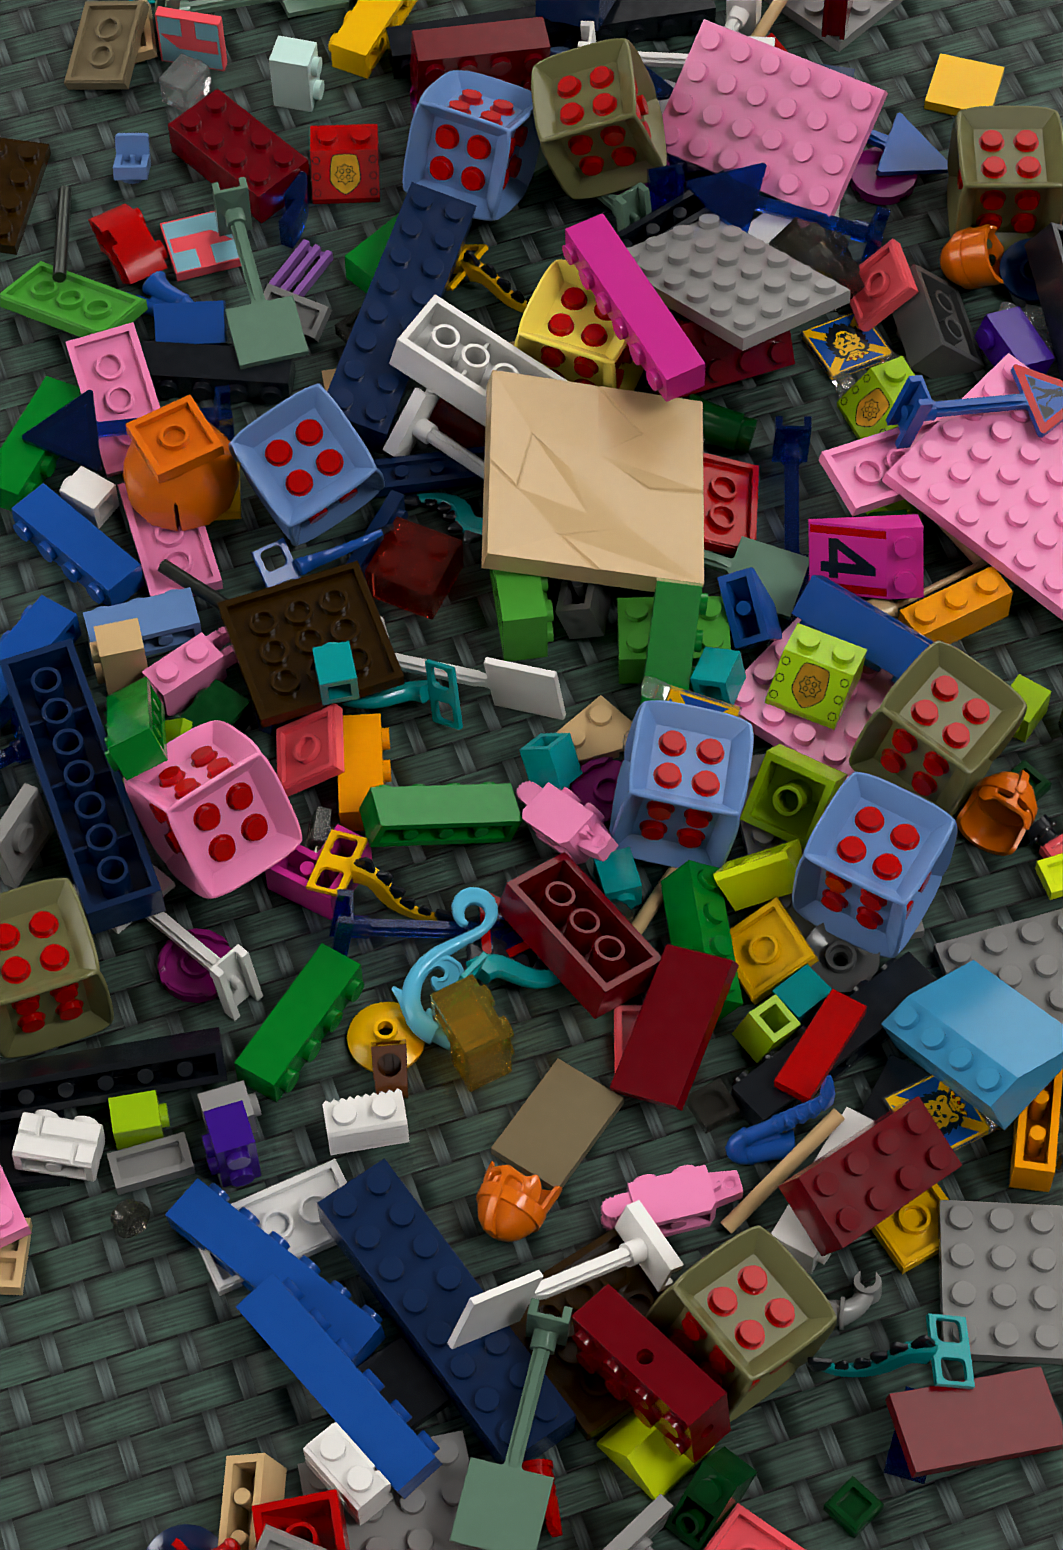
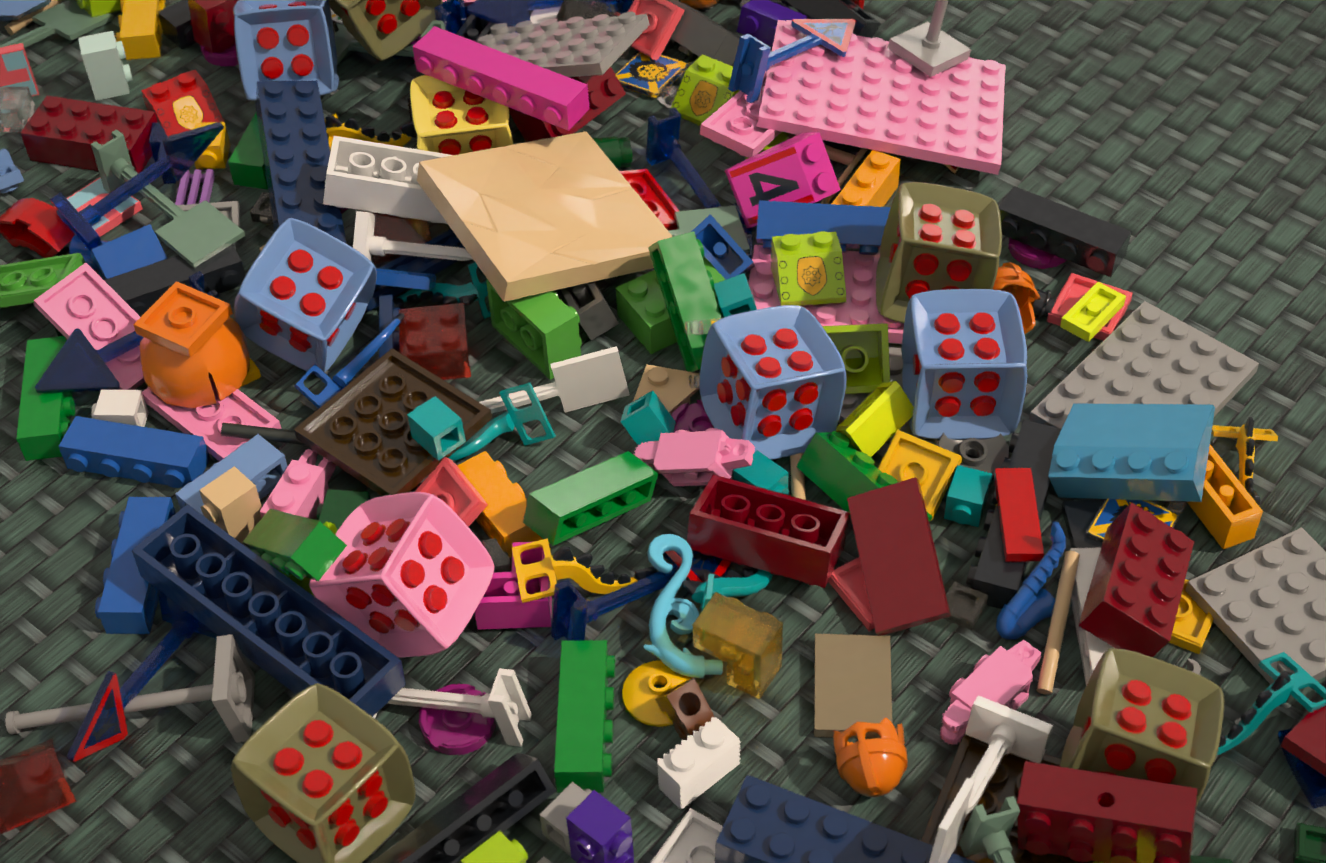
camera: 30 degrees left, 10 degrees down
(290, 231) = (181, 154): none -> clear blue piece
(345, 222) = (217, 152): none -> yellow brick
(412, 473) = (405, 279): none -> blue tile
(766, 1028) = (963, 526): lime brick -> none

